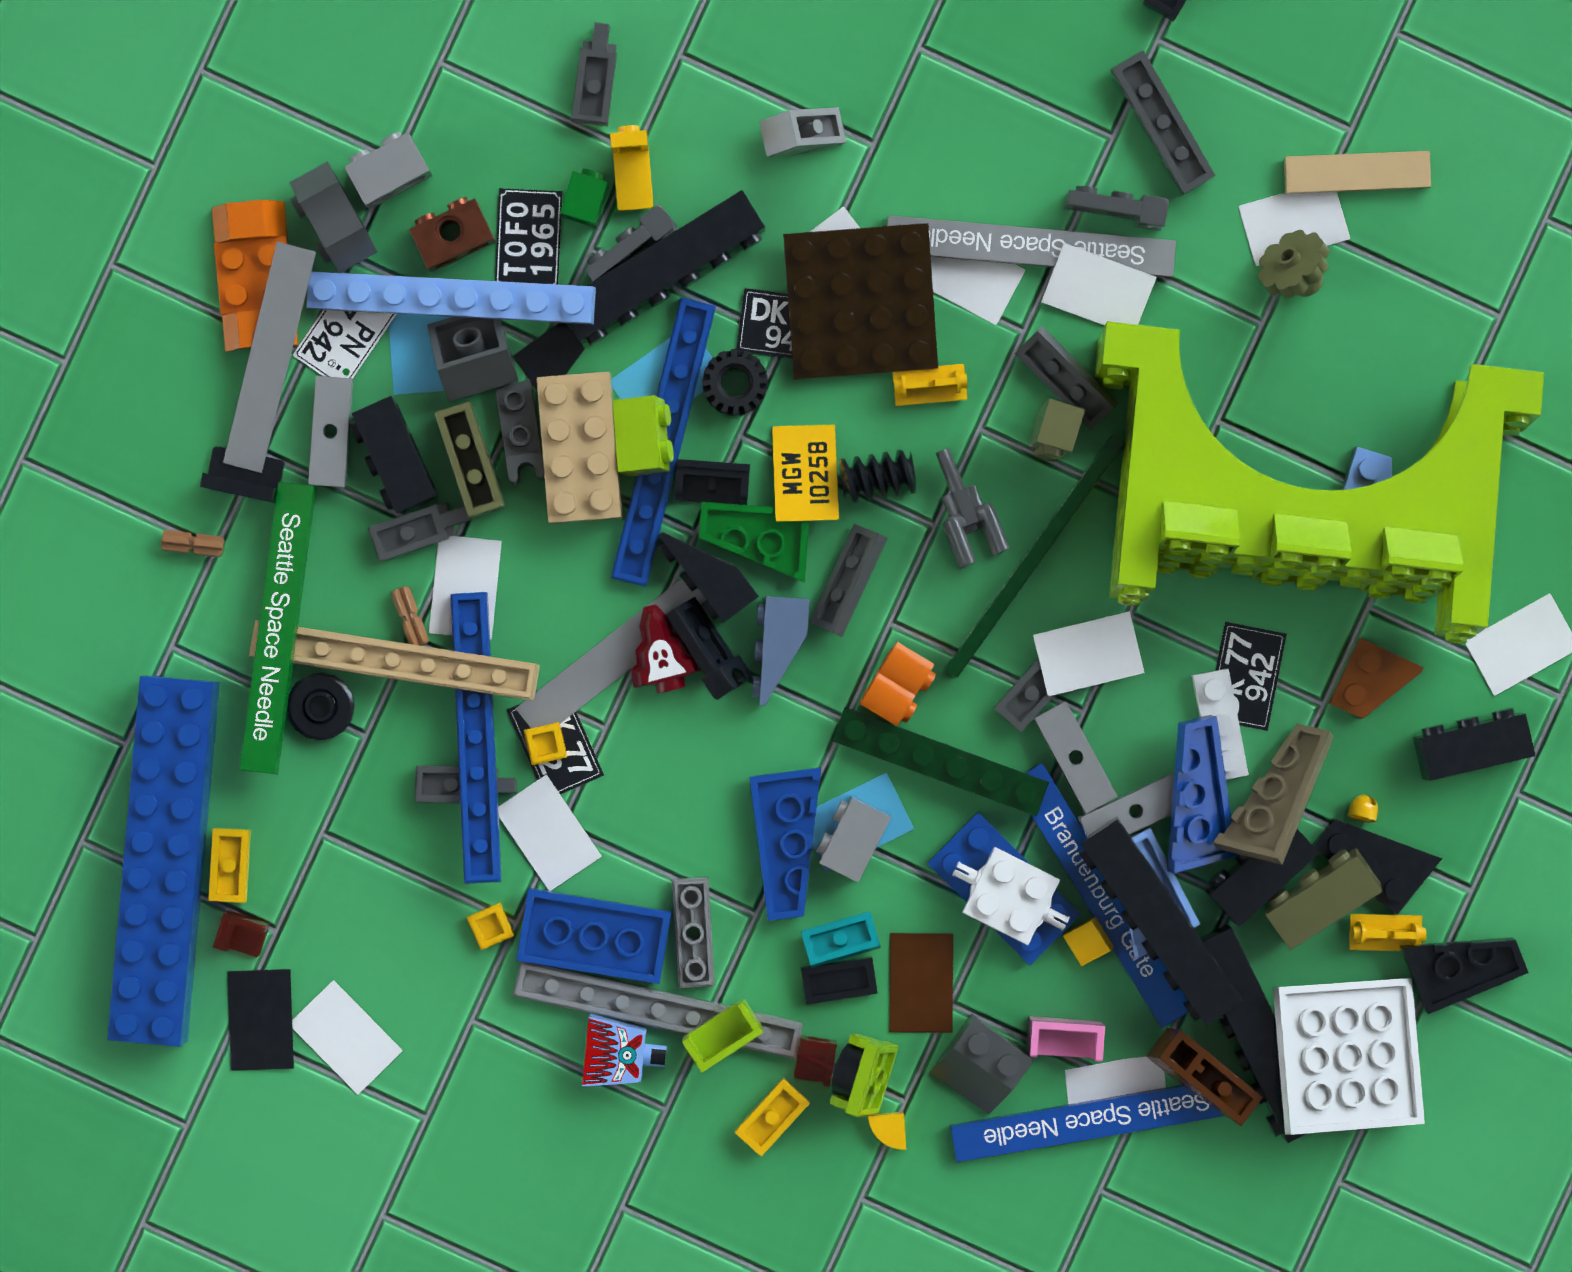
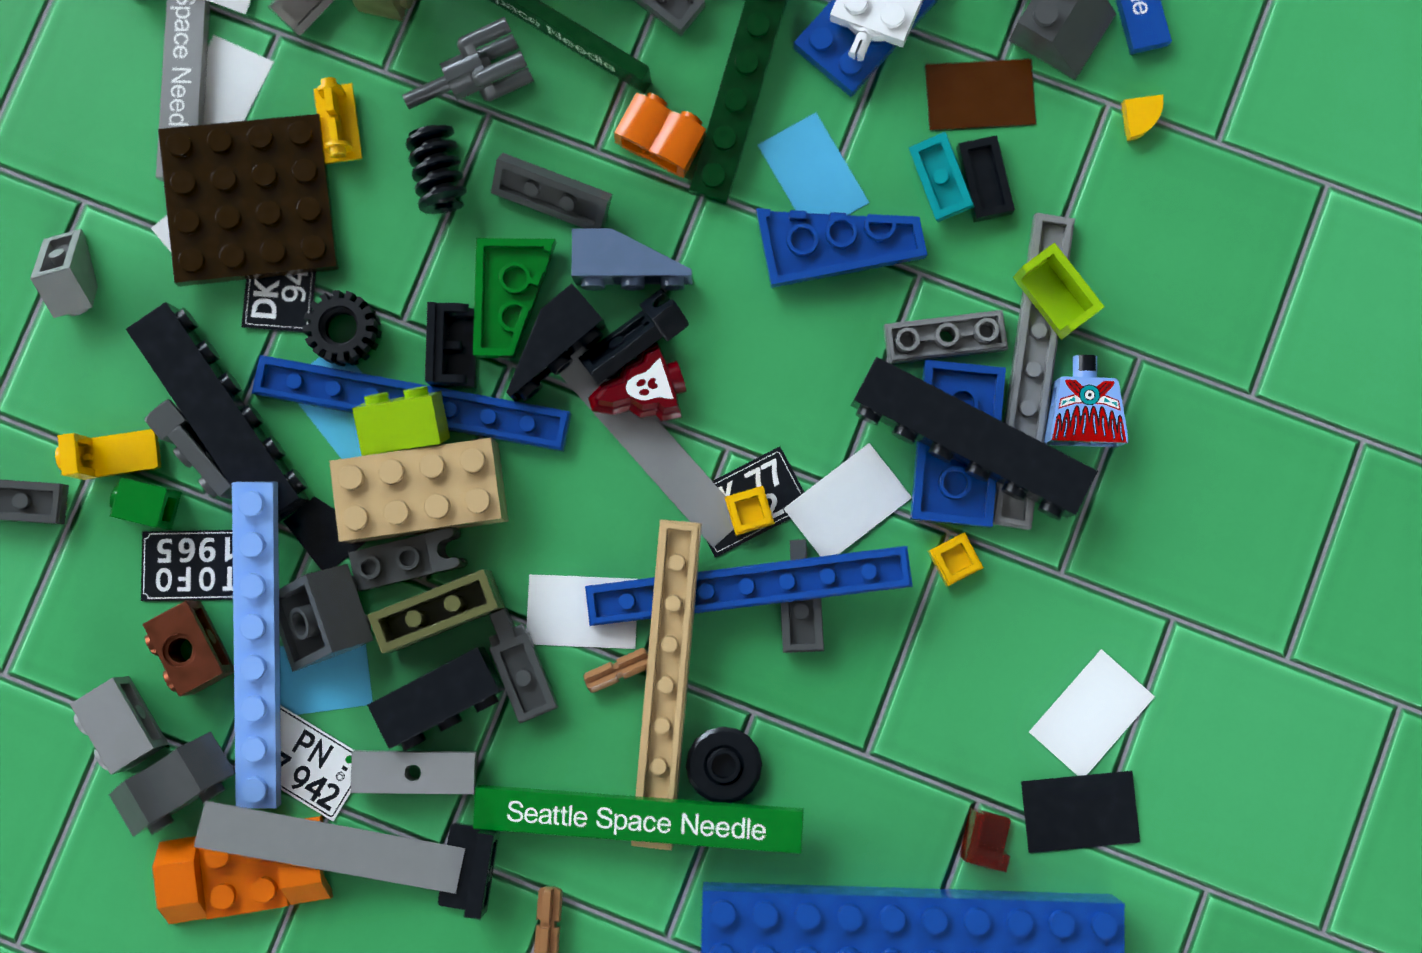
camera: 80 degrees left, 5 degrees down
(229, 865) = (909, 858): yellow plate -> none
(593, 947) = (973, 439): none -> black brick
(772, 1116) = (1140, 238): yellow plate -> none
(805, 473) = (438, 247): yellow sticker -> none
(815, 1059) = (1074, 194): clear red panel -> none
(853, 838) = (830, 169): light grey brick -> none
(862, 1075) = (1089, 141): lime piece -> none

